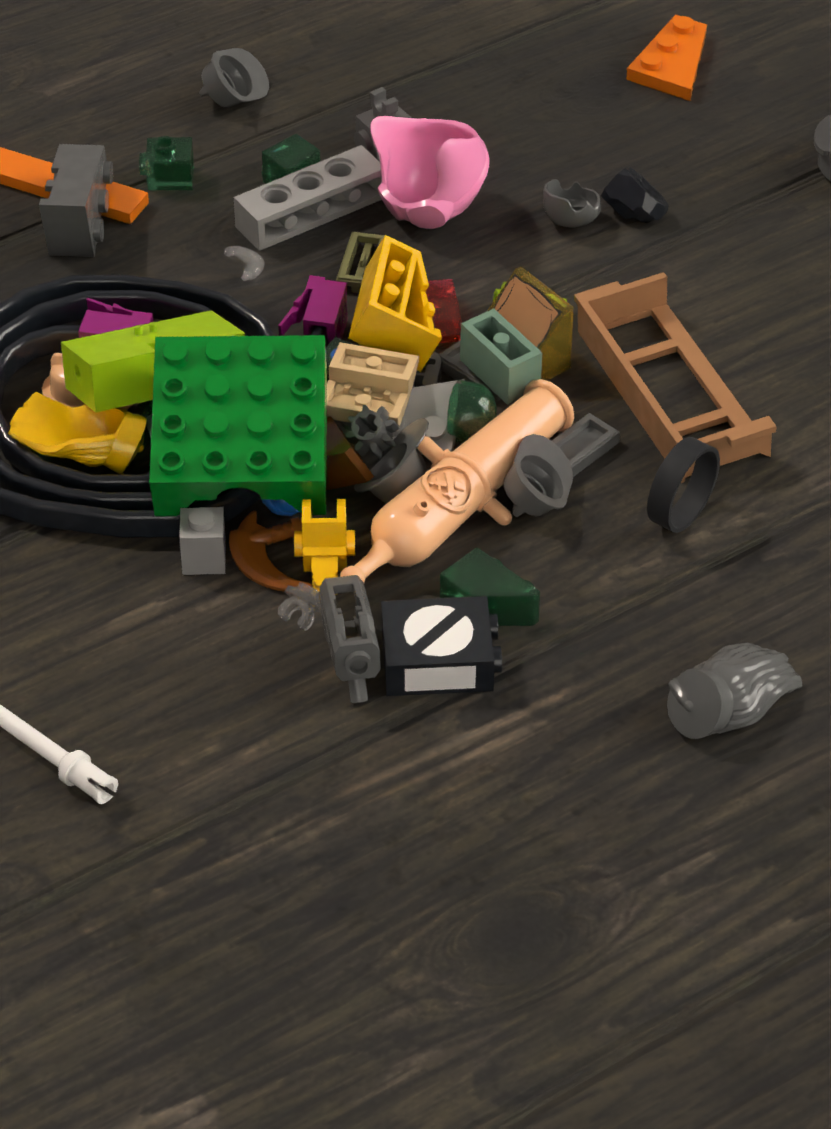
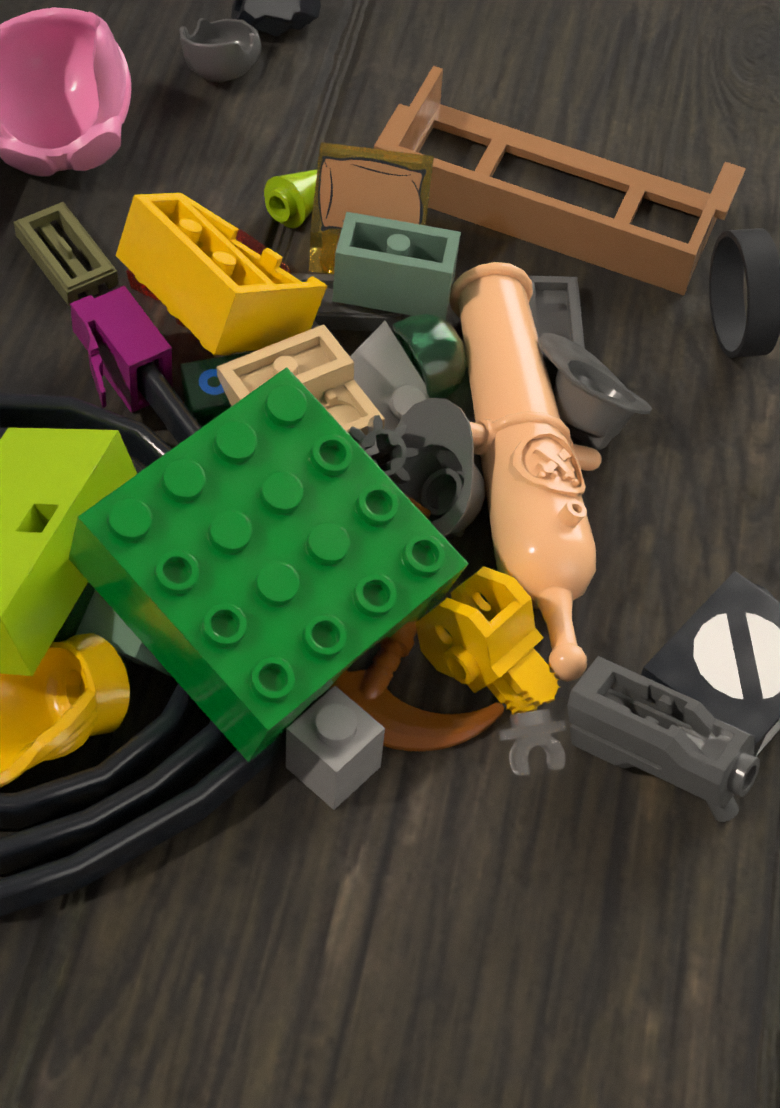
camera: 50 degrees left, 10 degrees up
(507, 594) = (692, 558): clear green slope -> none

